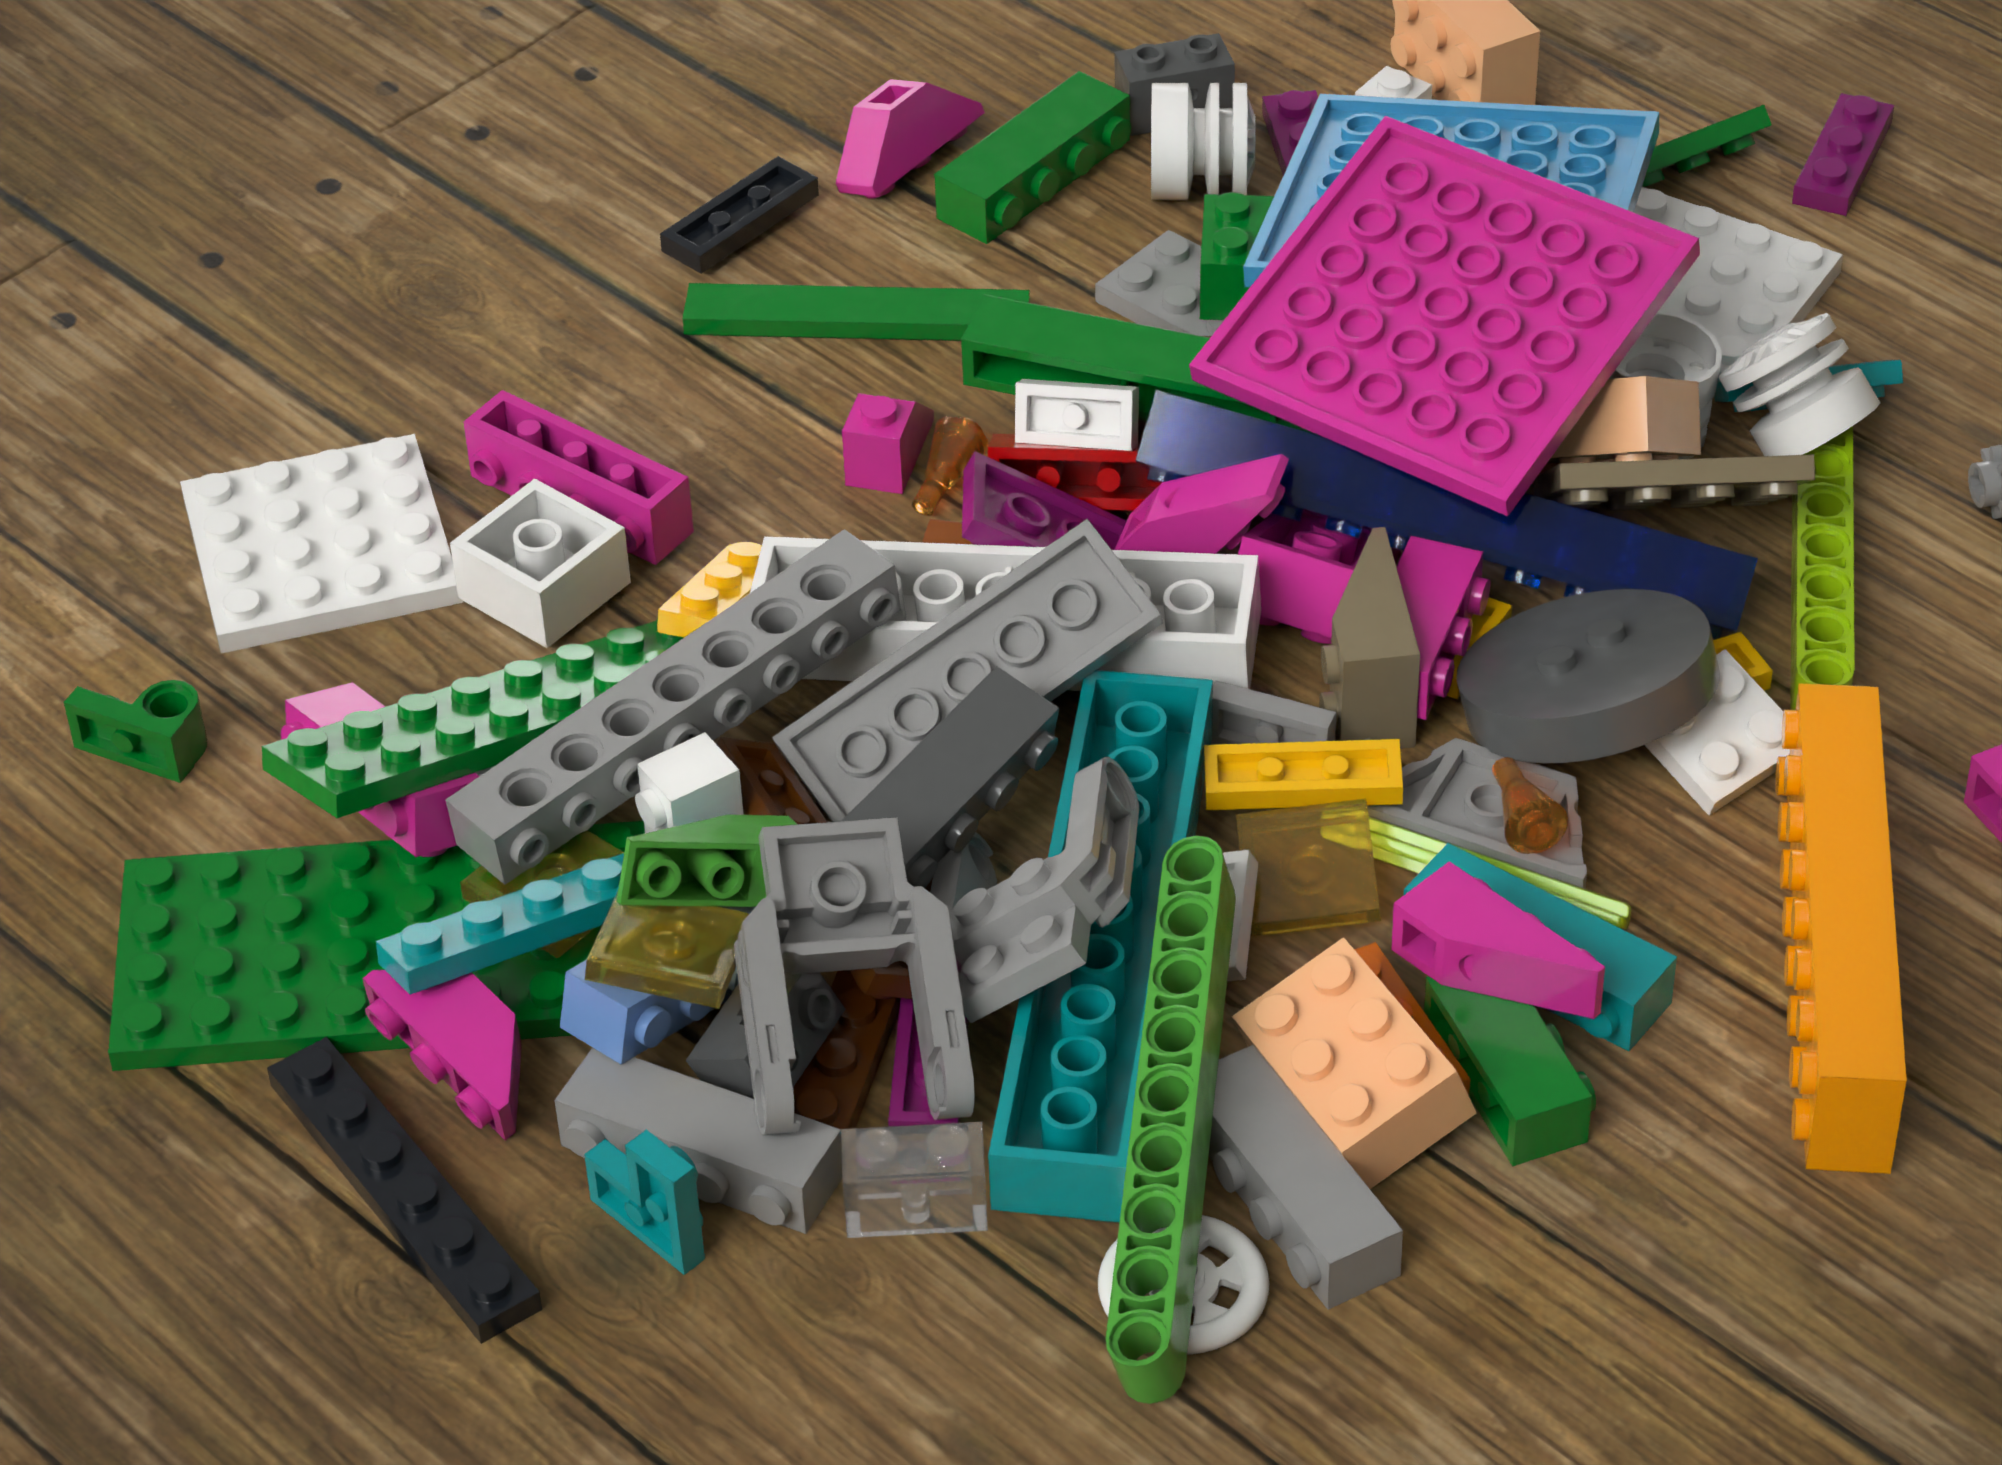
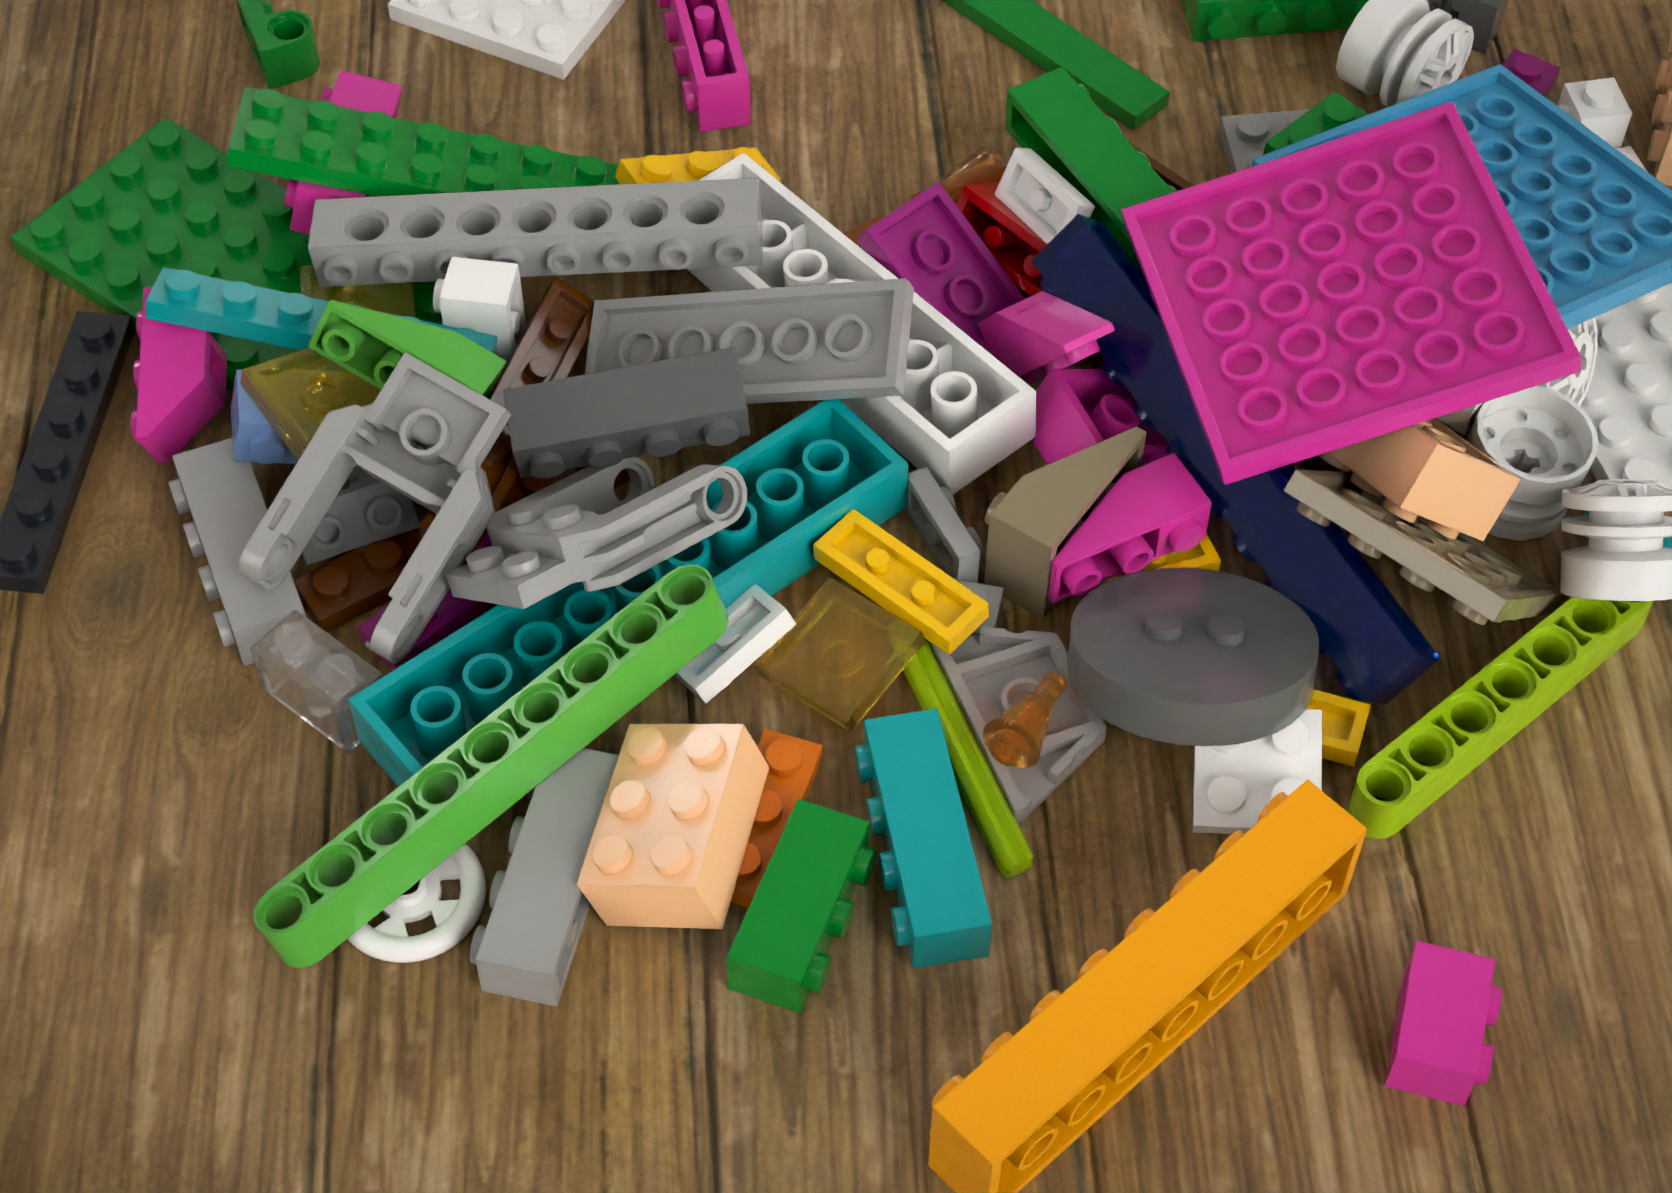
camera: 40 degrees right, 10 degrees up
(540, 562) = (612, 80): white brick -> none
(650, 1195) = (149, 566): teal plate -> none
(883, 441) = (938, 135): dark pink slope -> none
(1488, 946) = (843, 806): dark pink slope -> none

